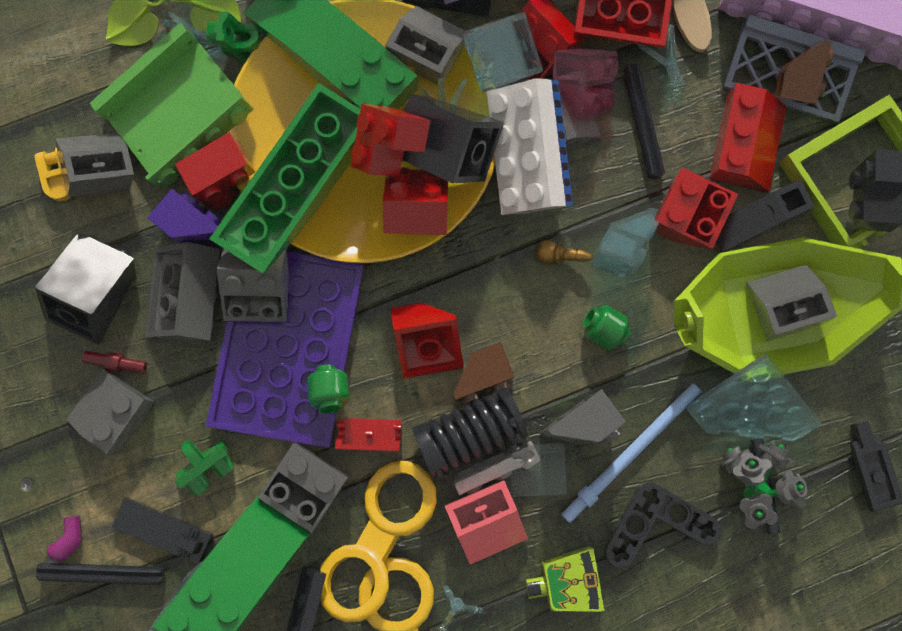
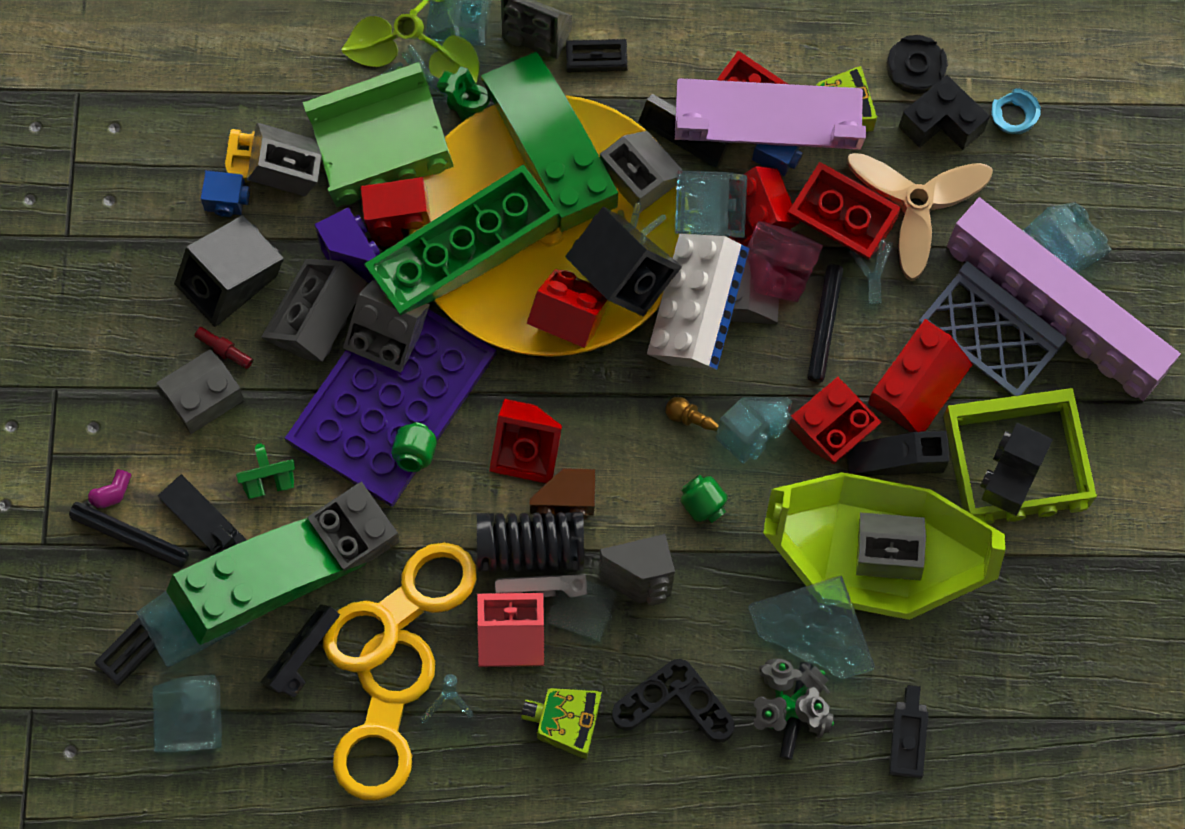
camera: 20 degrees right, 10 degrees down
(53, 217) = (224, 193): none -> blue brick
(369, 434) = (434, 510): red hinge -> none
(384, 136) = (562, 236): red brick -> none
(588, 495) = (619, 649): light blue bar -> none
(803, 75) = (993, 336): reddish brown slope -> none

